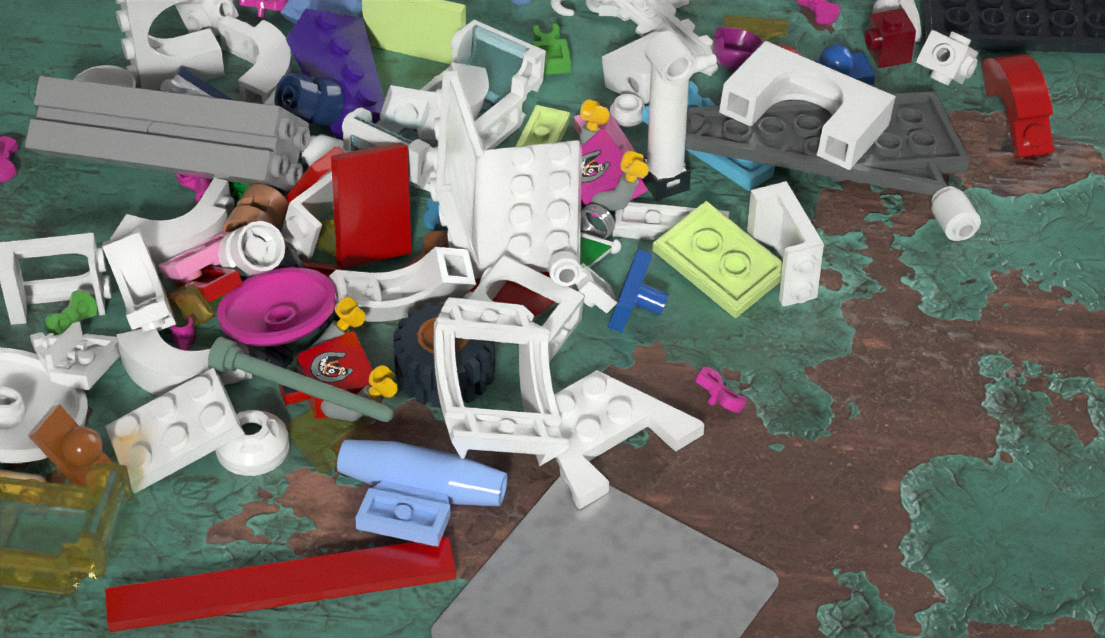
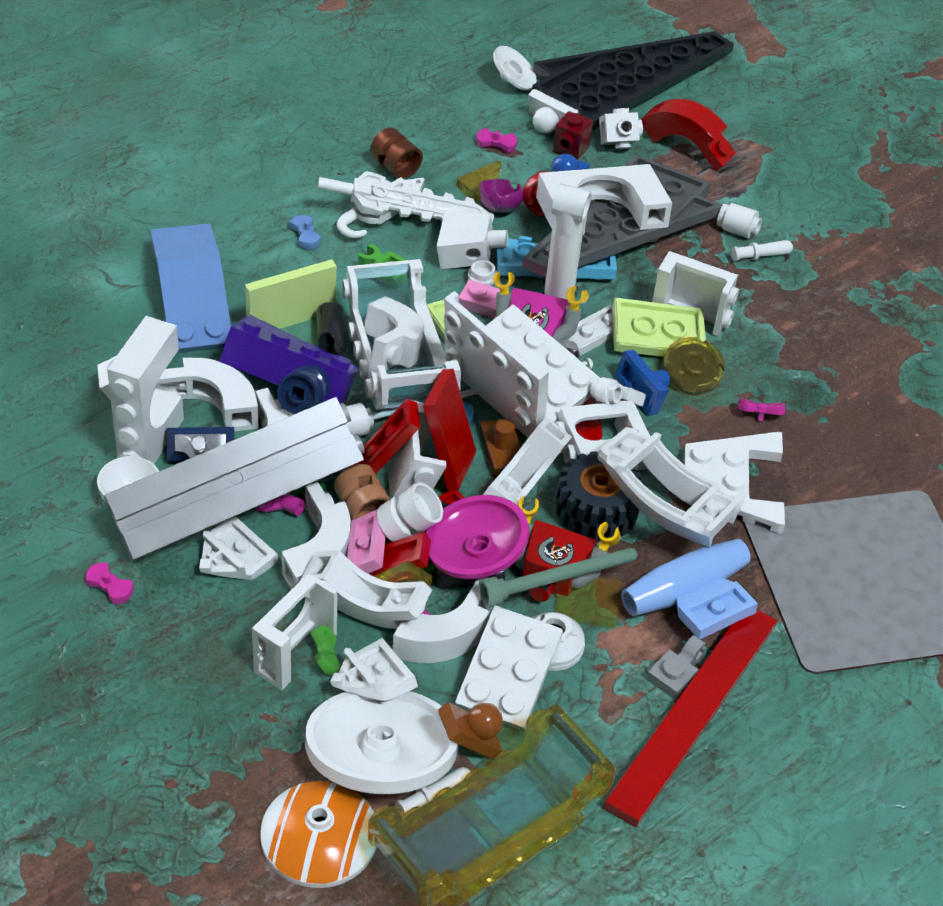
camera: 50 degrees left, 0 degrees up
(113, 195) = (235, 552): none -> white slope
(315, 538) = (676, 671): none -> light grey plate
(424, 70) = (331, 328): none -> black piece
(705, 310) = (693, 366): none -> clear yellow tile
(932, 252) = (755, 251): none -> white piece

